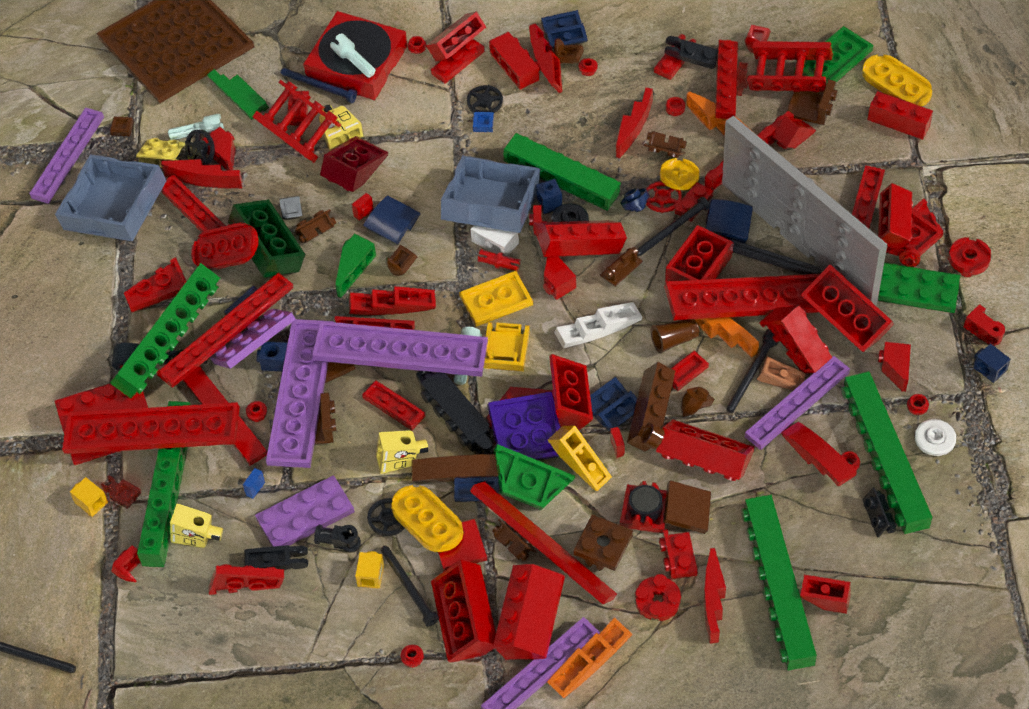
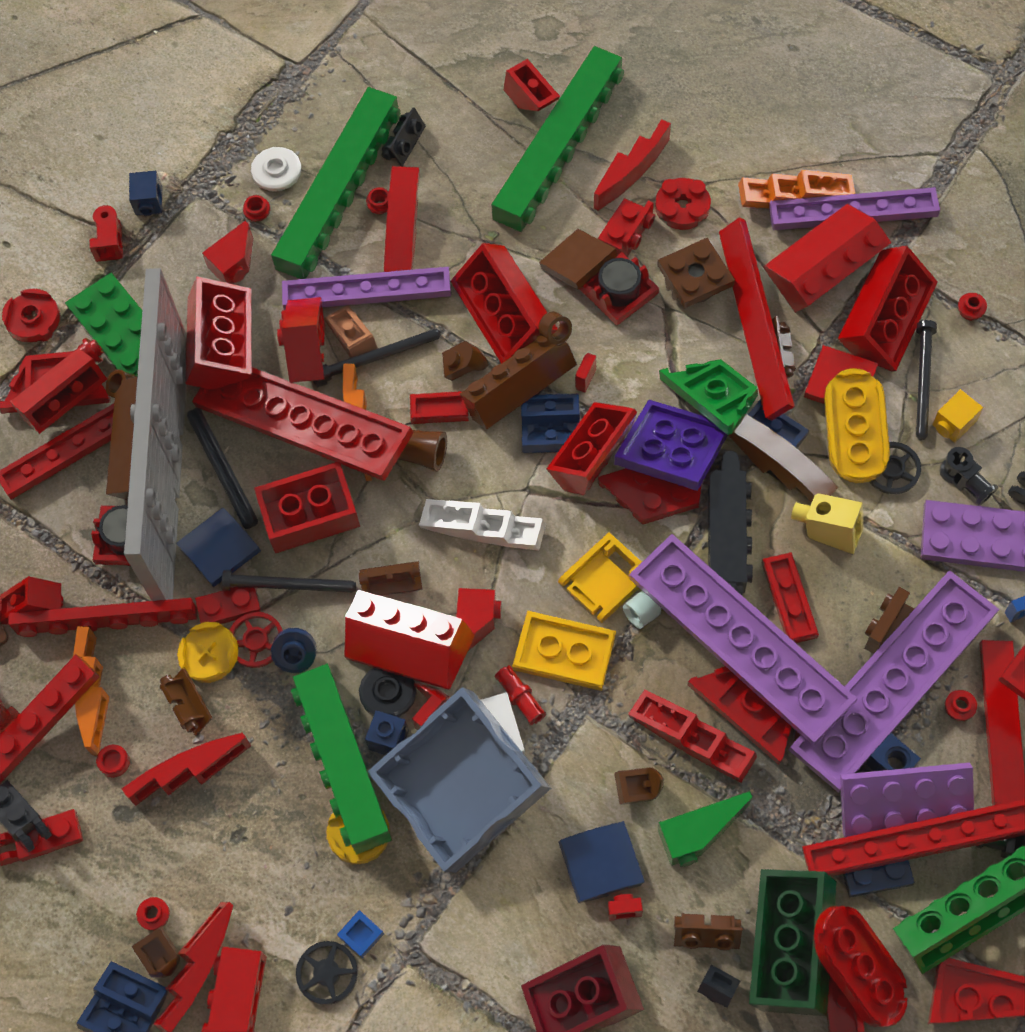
camera: 140 degrees left, 10 degrees up
(579, 456) = (643, 379): yellow slope -> none

